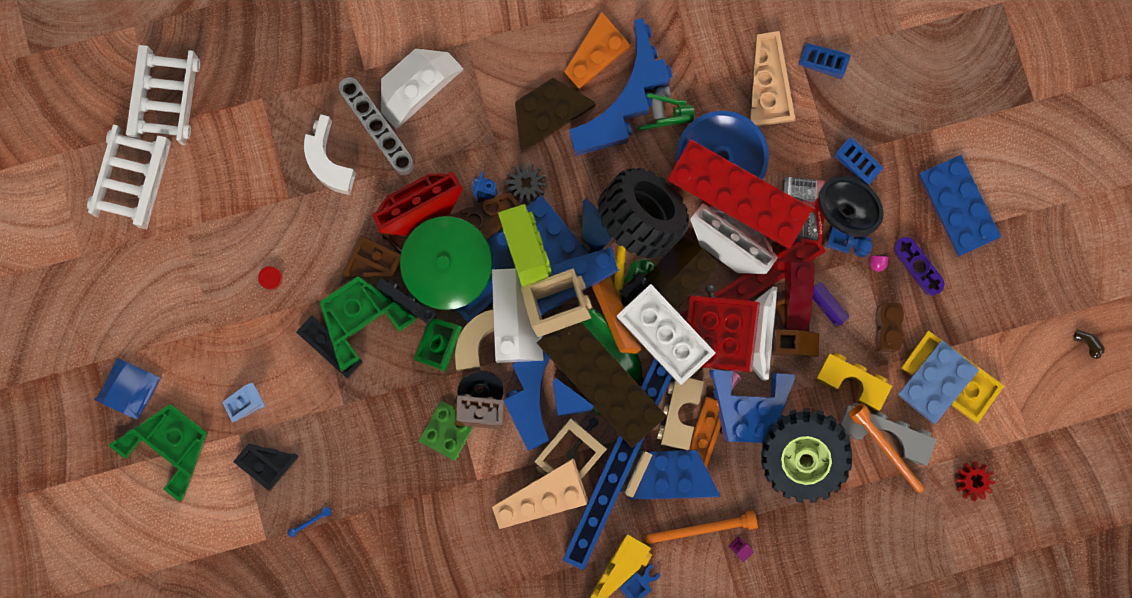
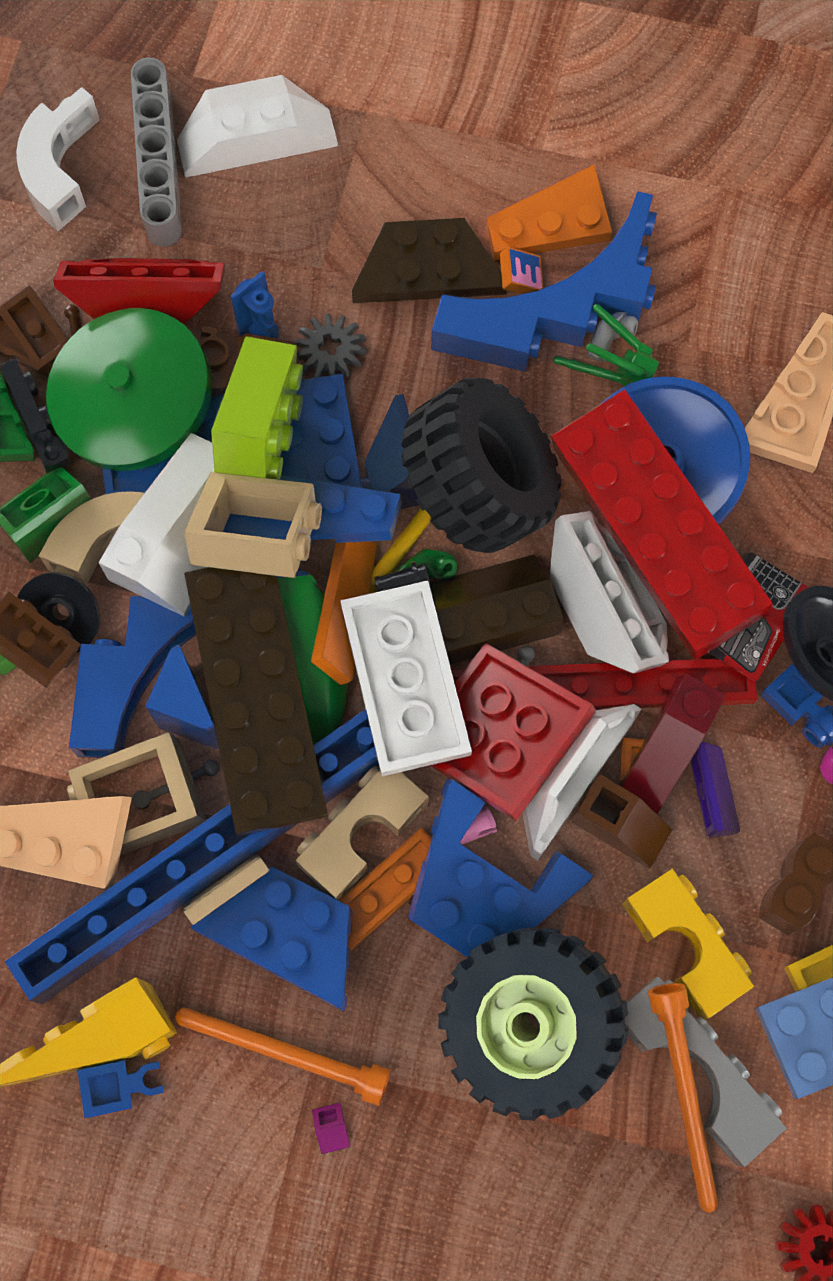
camera: 30 degrees right, 10 degrees down
(598, 92) = (520, 271): none -> tile

